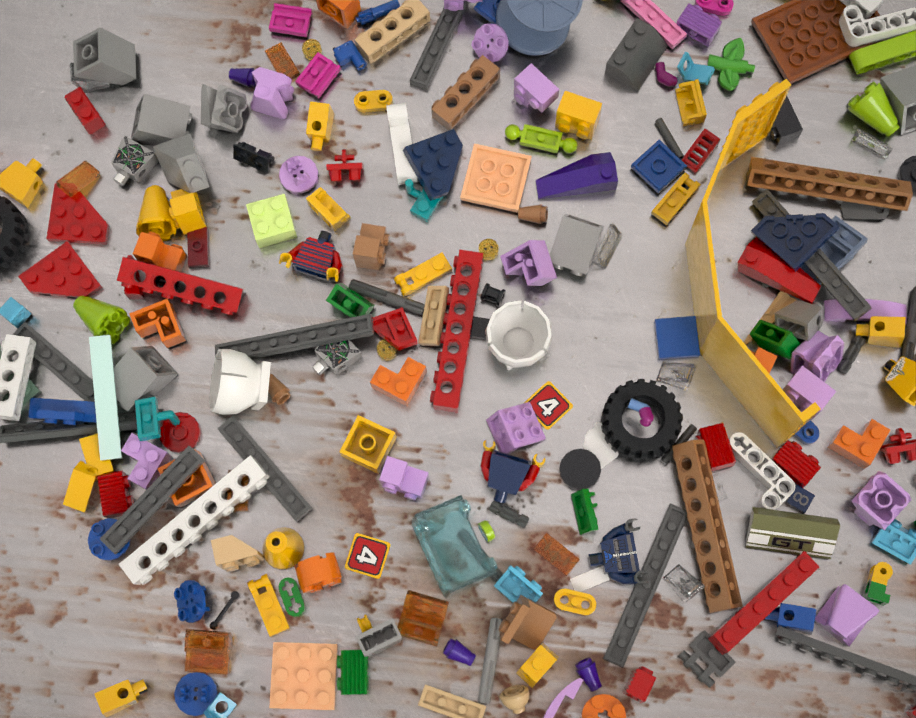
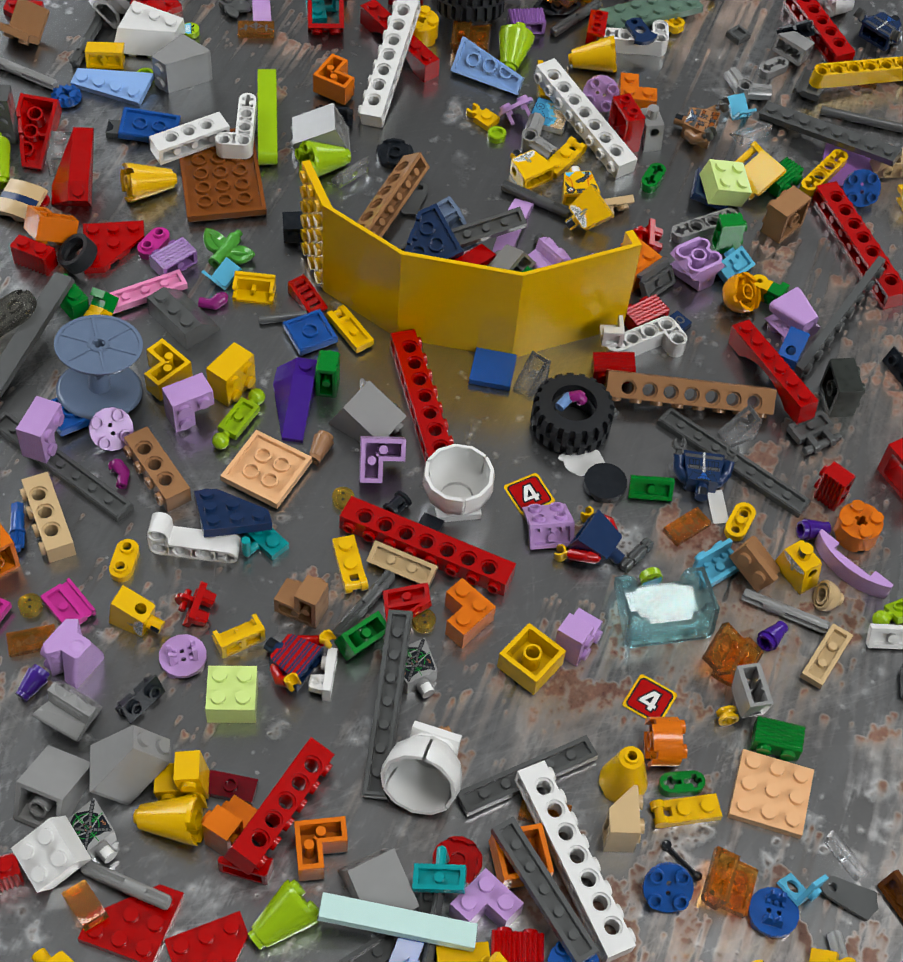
camera: 85 degrees left, 20 degrees down
(98, 200) = (127, 885): none -> light grey axle
(103, 140) = (51, 853): none -> white brick
(302, 288) = (323, 683): none -> white hinge
(348, 52) = (54, 568): blue piece -> none
(457, 67) = (122, 470): none -> magenta arm
(566, 67) = (166, 367): none -> yellow brick
(608, 193) = (327, 373): none -> green brick
(670, 247) = (420, 392): none -> red brick
(747, 434) = (613, 334): none -> white panel
(767, 676) = (842, 387): none -> pearl dark grey brick
(792, 532) = (710, 333): olive slope -> none
(845, 465) = (656, 277): none -> dark grey plate
(856, 555) = (741, 293): none -> light orange cylinder
(883, 331) = (538, 219): yellow torso -> none

